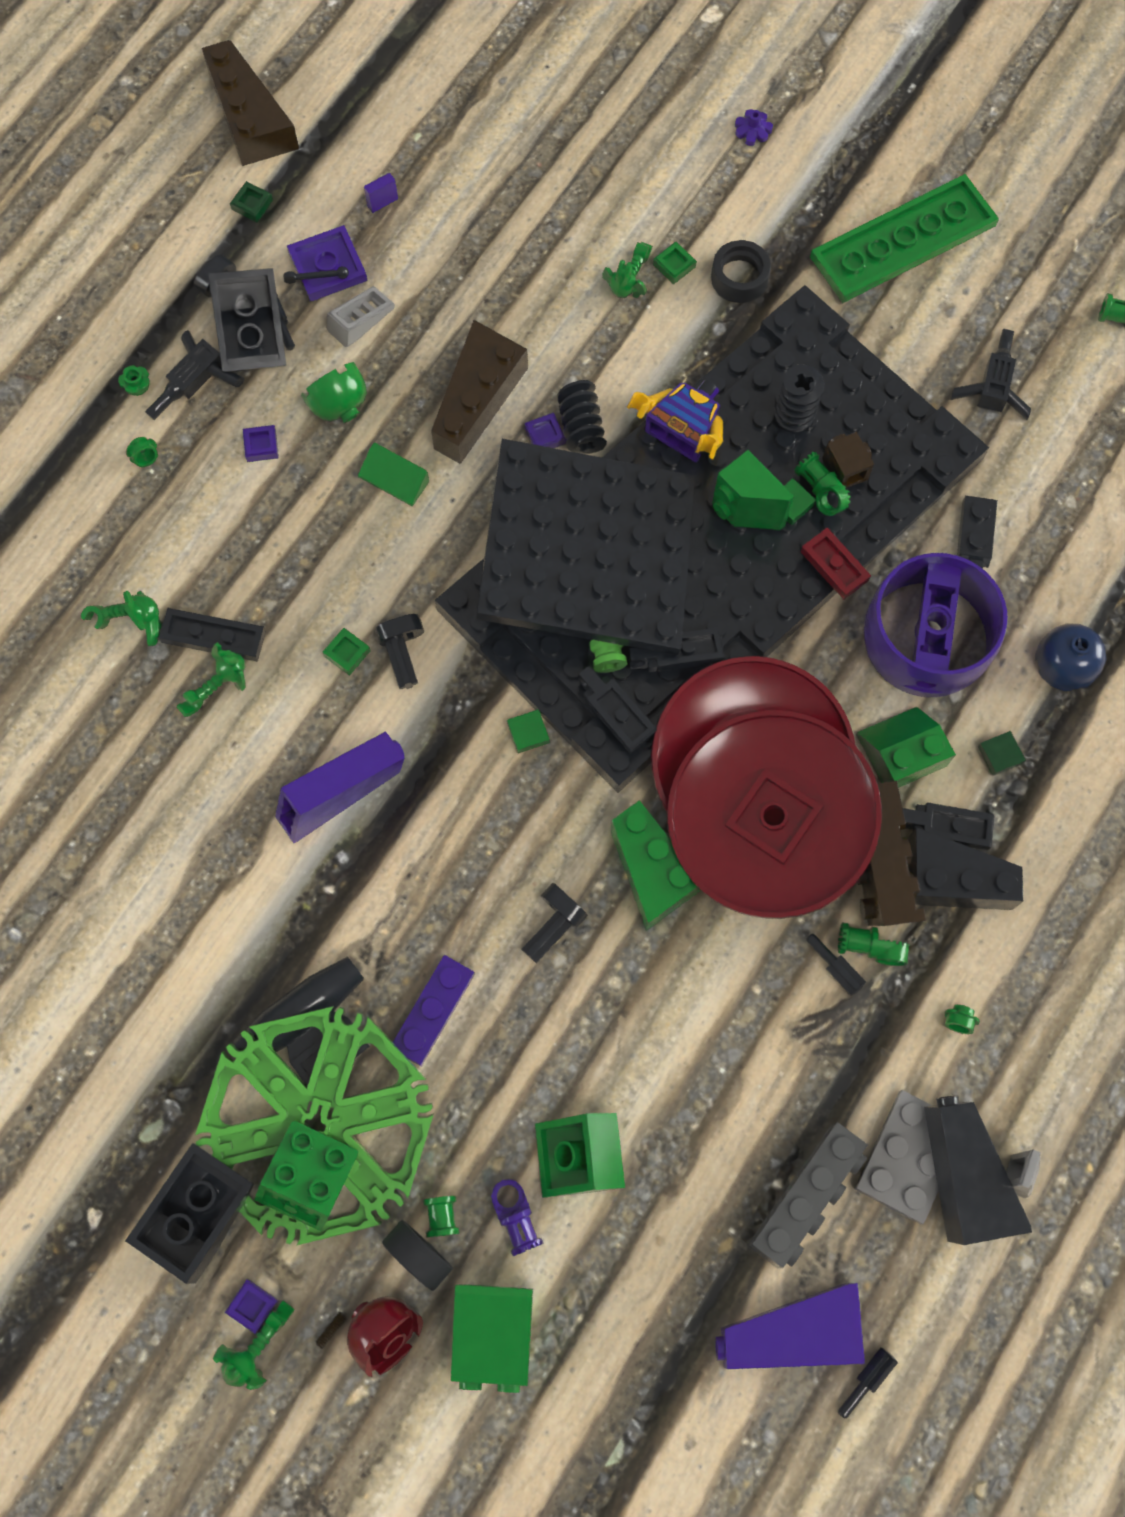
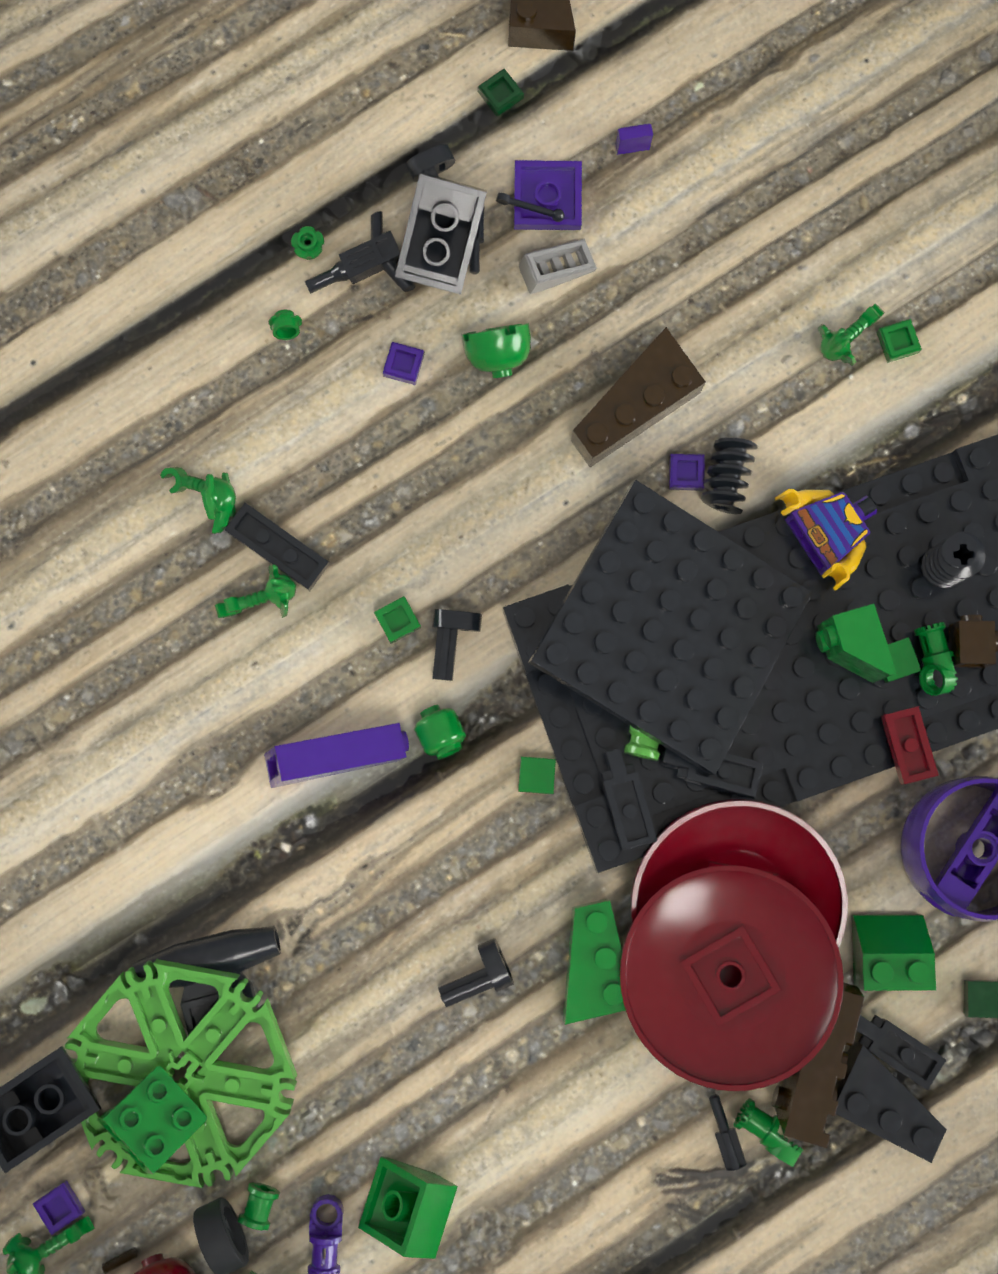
camera: 20 degrees right, 10 degrees up
(394, 474) = (518, 454): green slope -> none
(425, 727) = (440, 732): none -> green head
(433, 1010) = (332, 1008): dark purple plate -> none
(743, 251) = (975, 359): black tyre -> none
(961, 1019) = (819, 1240): green plate -> none

